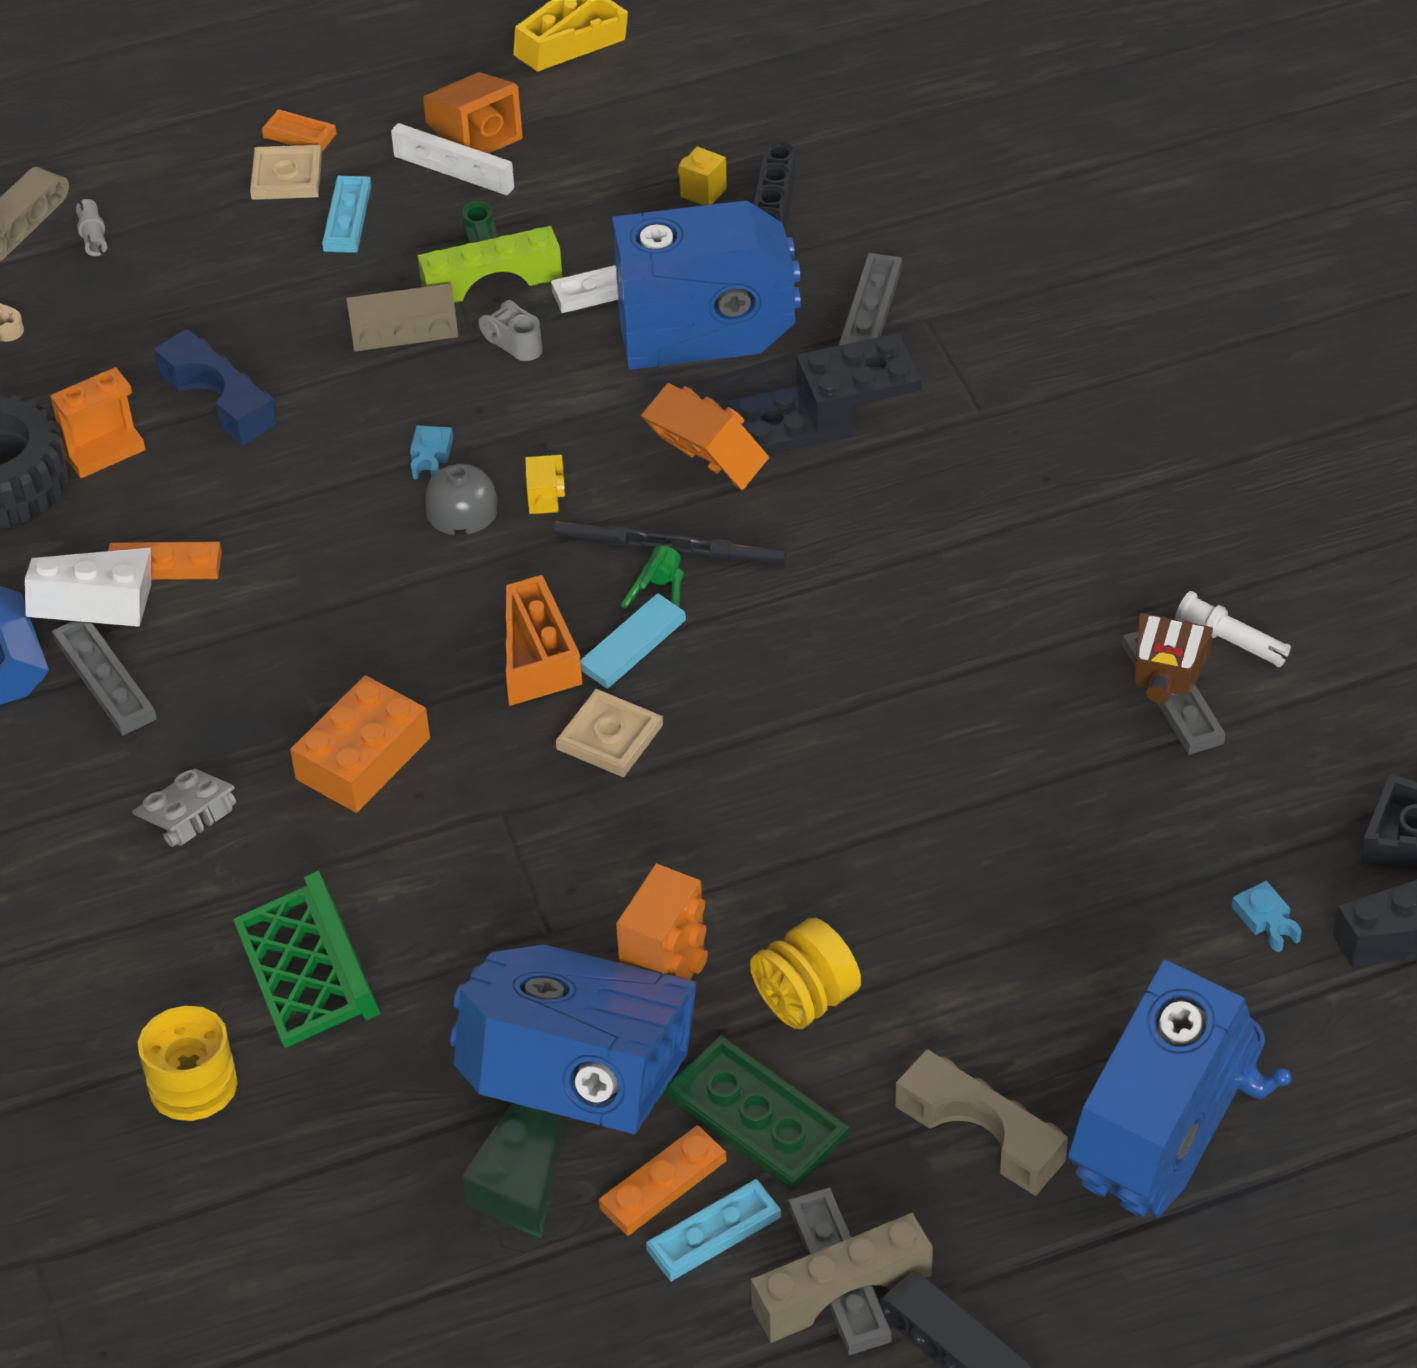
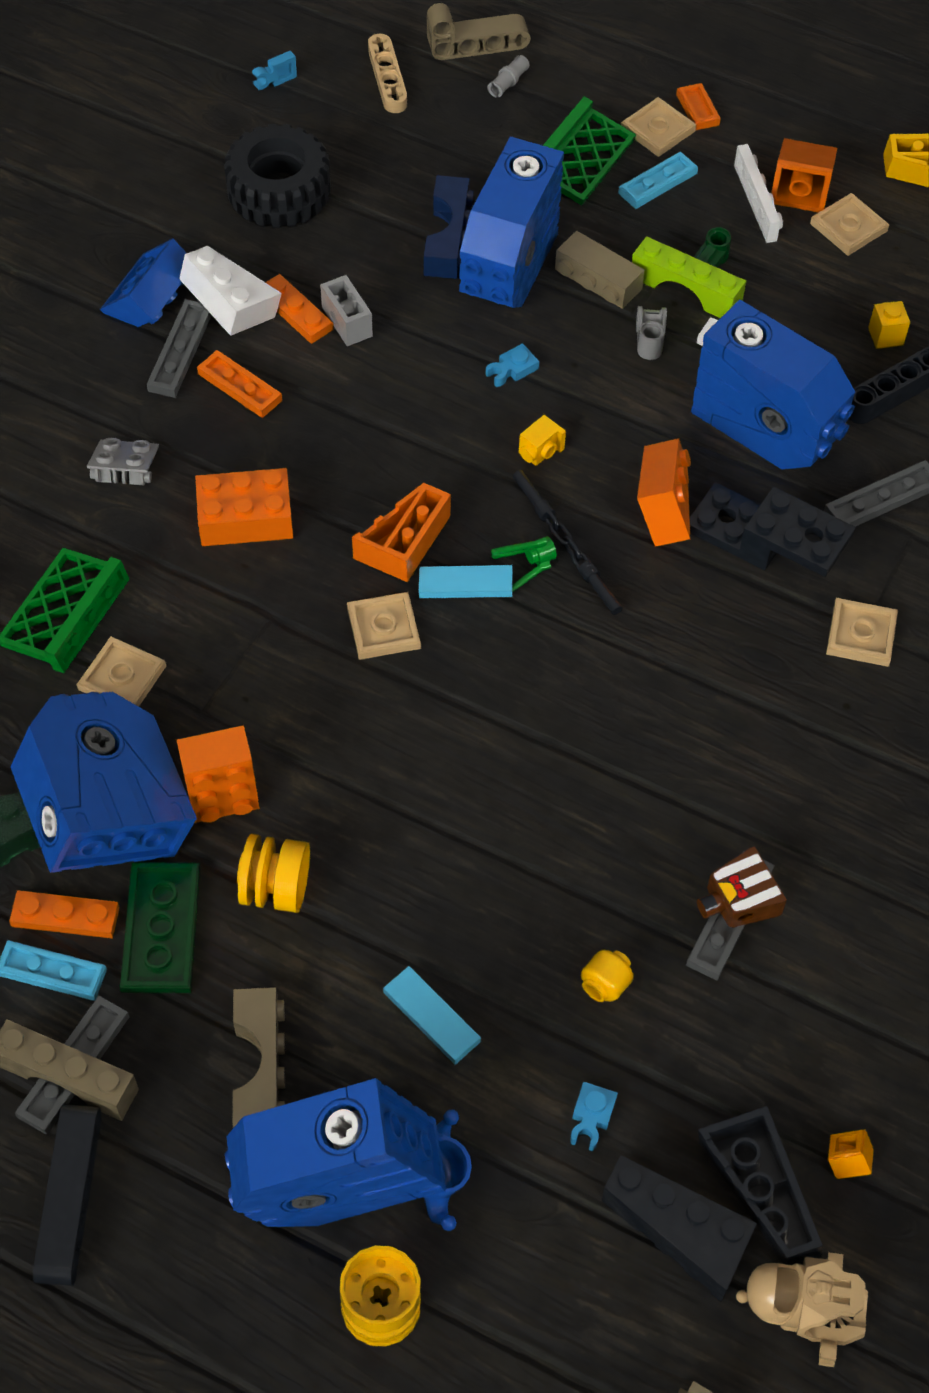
camera: 45 degrees right, 10 degrees up
(97, 422) = (350, 195): orange panel -> none
(205, 657) = (239, 383): none -> orange plate
(223, 243) = (573, 128): none -> green fence
(226, 517) = (346, 310): none -> light grey brick
(304, 322) = (512, 224): none -> blue piece
(433, 965) = (123, 671): none -> tan tile
(460, 499) = (487, 410): dark grey cylinder -> none
(558, 129) = (849, 224): none -> tan tile
(987, 416) = (862, 632): none -> tan tile
(1058, 964) = (432, 1015): none -> medium azure tile
(1150, 809) = (607, 975): none -> yellow head
(1199, 612) = (817, 899): white pin -> none
(1310, 1167) = (385, 1275): none -> yellow wheel

